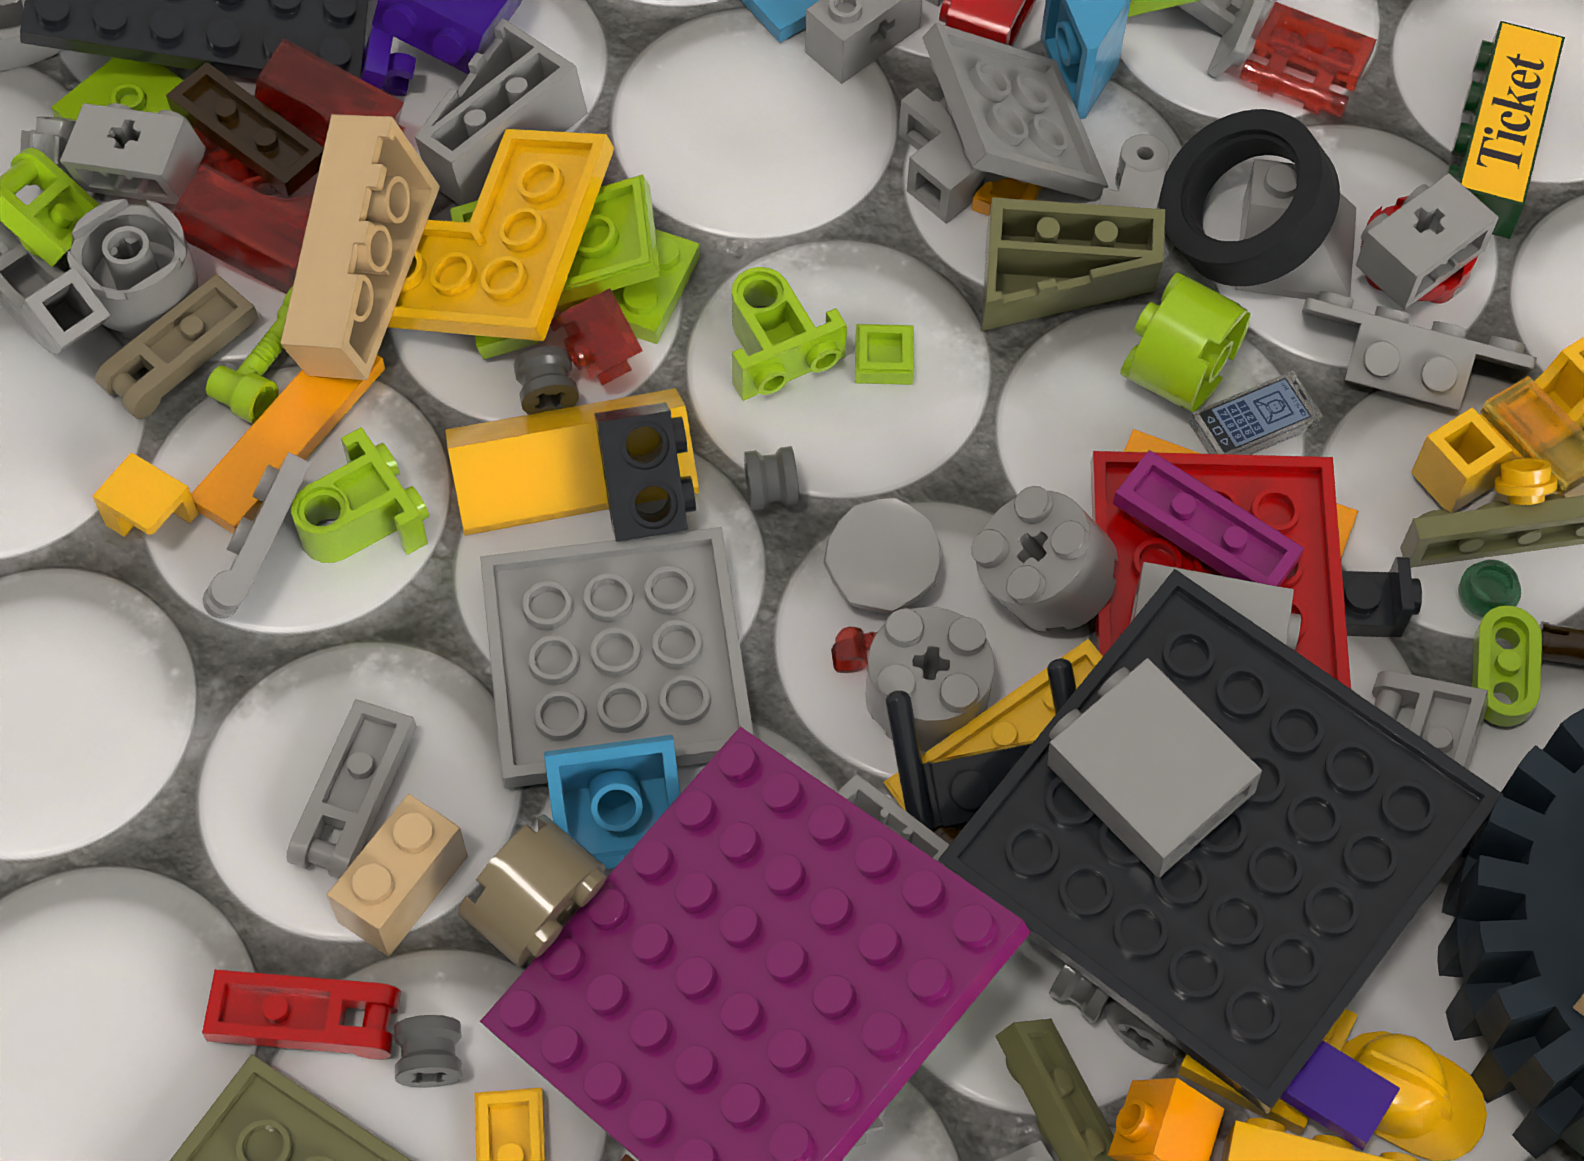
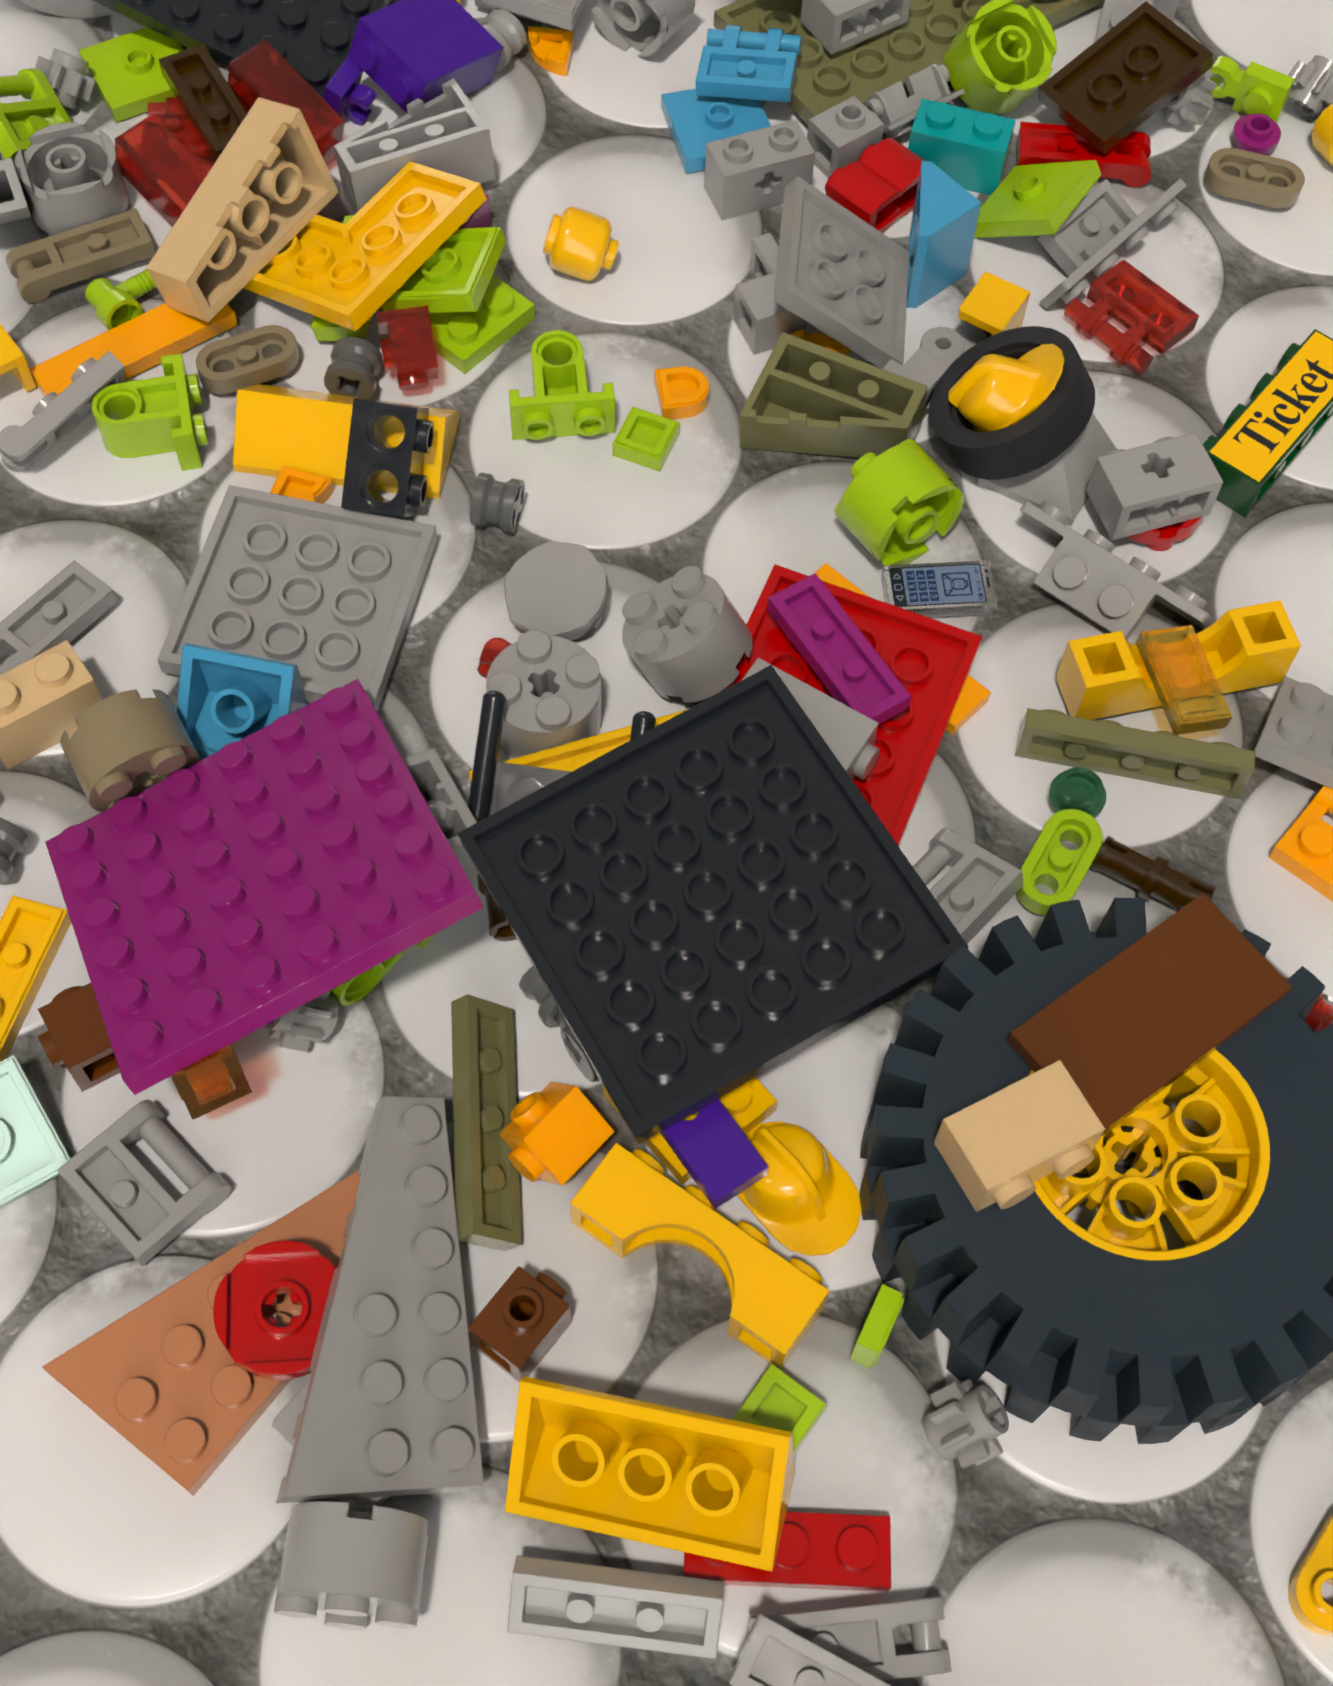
camera: 20 degrees right, 0 degrees up
(133, 152) = (111, 92): light grey brick -> none
(419, 406) = (247, 359): none -> dark tan plate
(550, 529) = (303, 485): none -> light orange tile
(716, 160) = (580, 243): none -> yellow head
(894, 290) = (681, 391): none -> light orange tile
(1151, 765) = (664, 814): light grey brick -> none
(1176, 96) = (995, 305): none -> yellow panel
(1246, 188) = (1007, 389): none -> yellow piece
(1381, 601) = (967, 771): black bracket -> none
(1525, 481) = (1143, 709): yellow plate -> none

